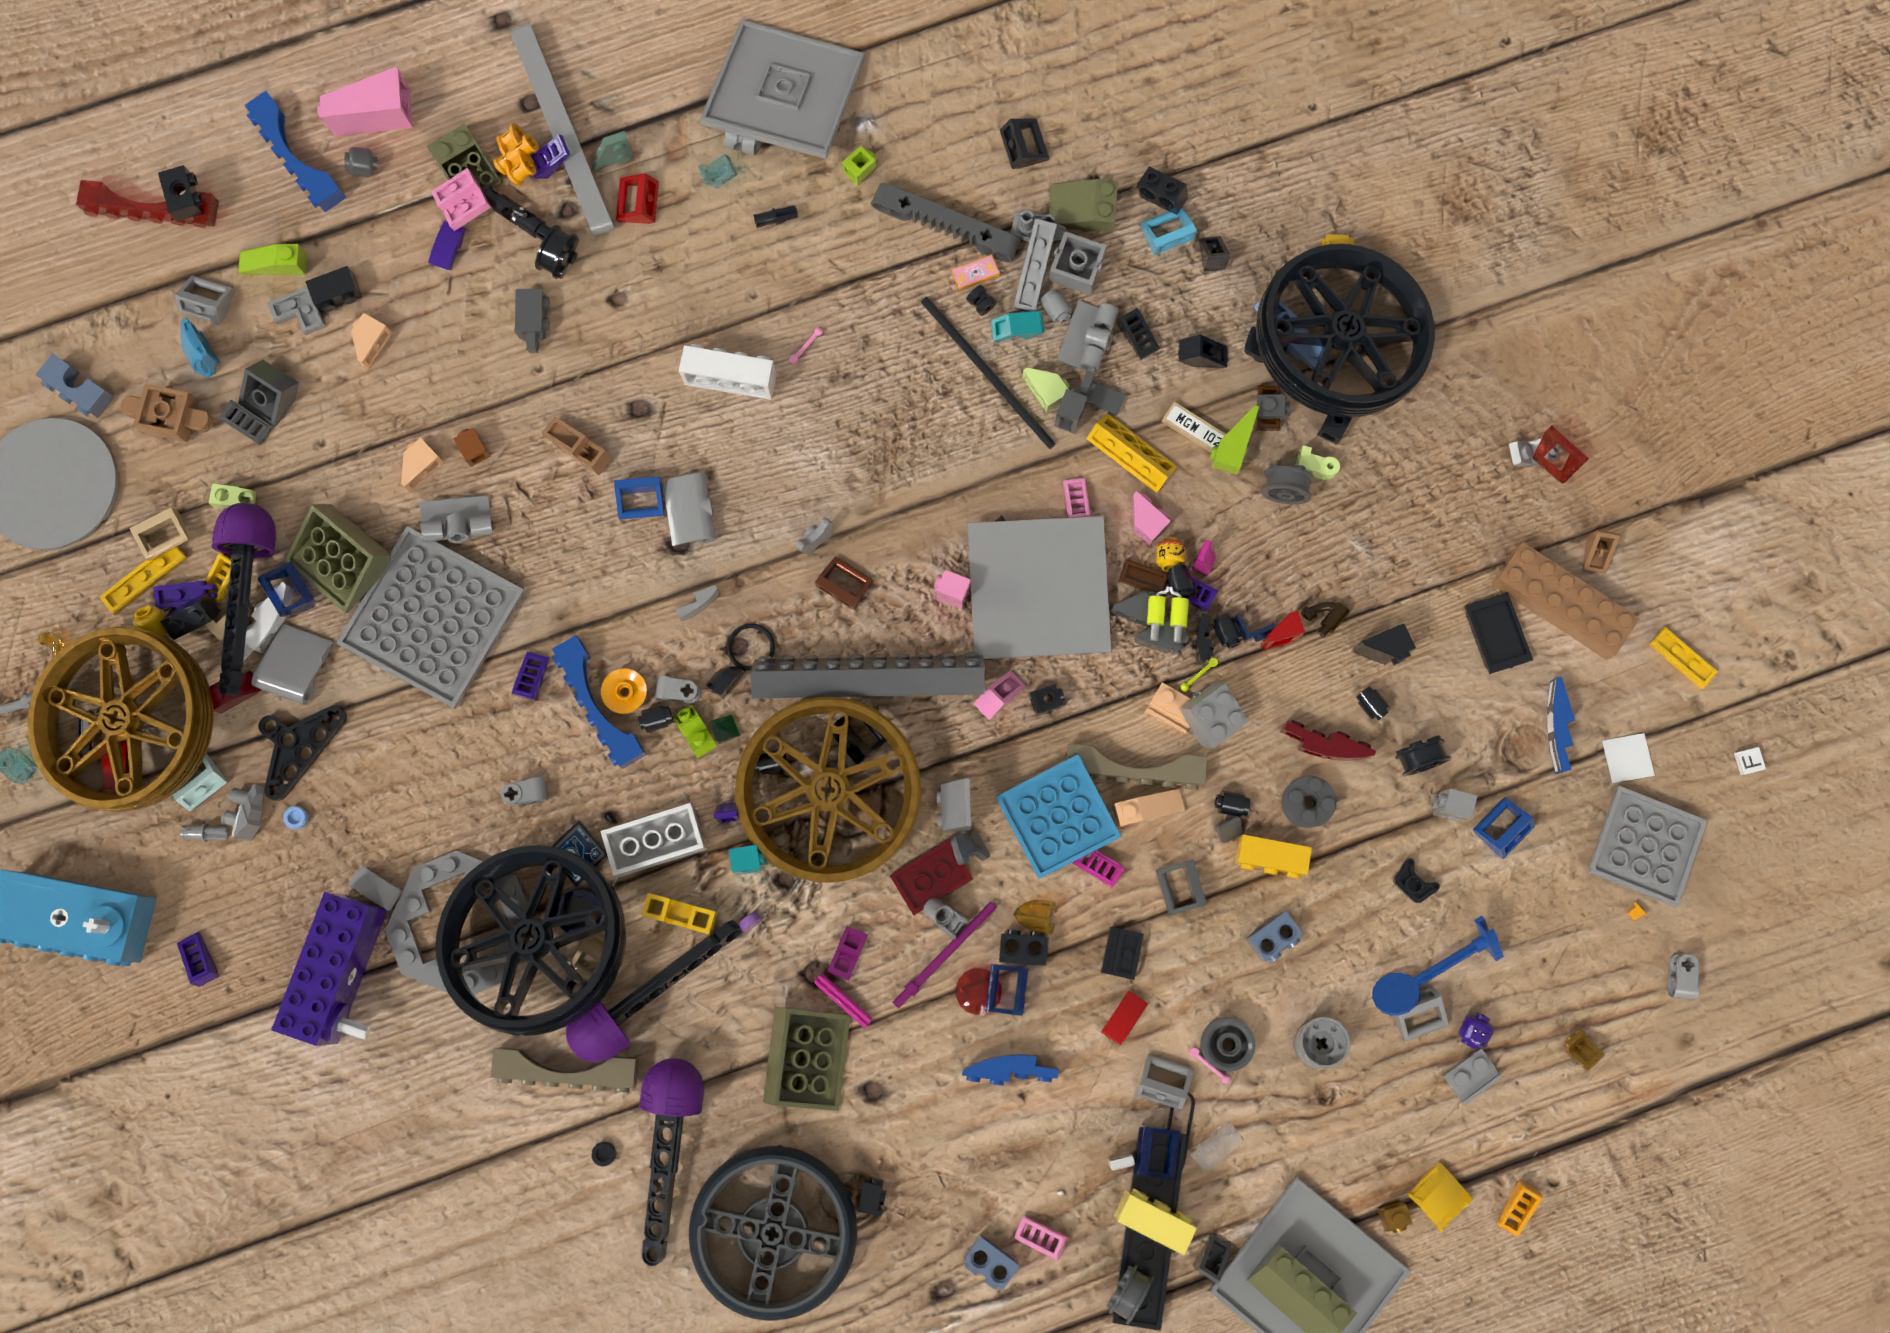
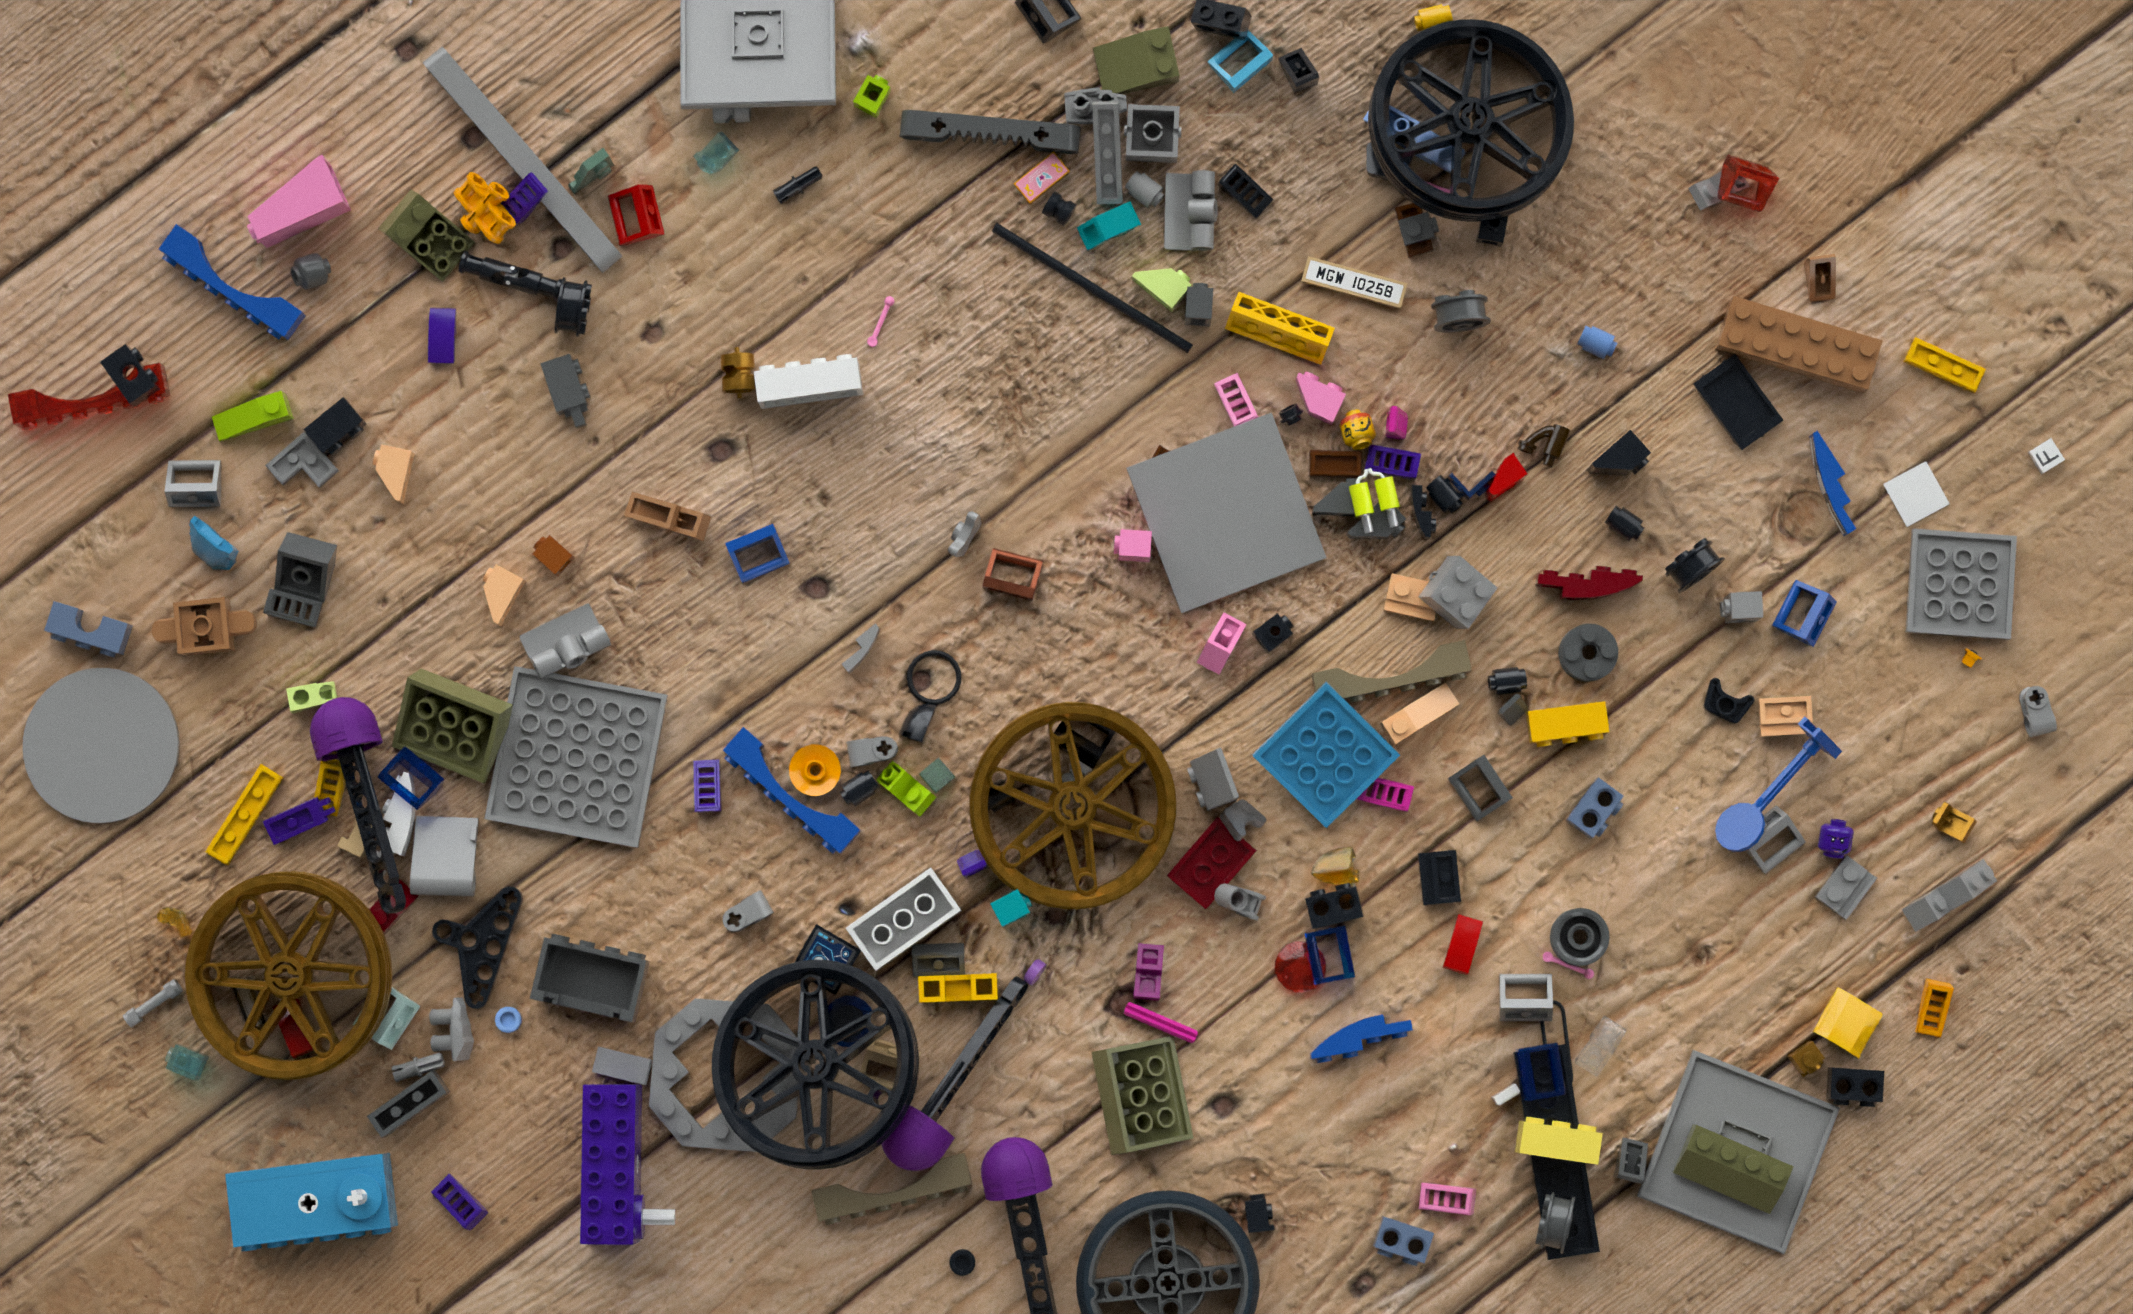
camera: 15 degrees left, 5 degrees up
(149, 619) = (275, 858): yellow head -> none
(155, 523) = (237, 751): tan tile -> none
(182, 861) = (408, 1104): none -> dark grey brick
(190, 616) = (317, 841): black brick -> none
(372, 803) = (590, 978): none -> dark grey windscreen
(460, 199) = (442, 280): bright pink slope -> none
(673, 342) = (738, 373): none -> pearl gold wheel
(673, 884) = (938, 959): none -> dark grey slope
(689, 509) = (816, 548): light grey panel -> none
(868, 675) = (1075, 669): dark grey brick -> none
(912, 988) = (1229, 985): magenta bar -> none
(1100, 395) = (1225, 275): dark grey bracket -> none
(1119, 525) = (1291, 414): none -> black plate
(1181, 581) = (1378, 457): black brick -> none
(1202, 352) = (1322, 190): black slope -> none
(1212, 663) = (1418, 569): neon yellow hinge -> none
(1232, 447) = (1388, 290): lime slope -> none
(1318, 466) = (1485, 279): yellowish green leg -> none
(1335, 1043) = (1691, 899): light grey wheel -> none
(1394, 546) = (1597, 342): none -> medium blue brick
(1432, 1251) = (1855, 1080): none -> black brick
(1461, 909) = (1783, 714): none -> light nougat plate
(1563, 1113) = (1949, 895): none -> light grey arch

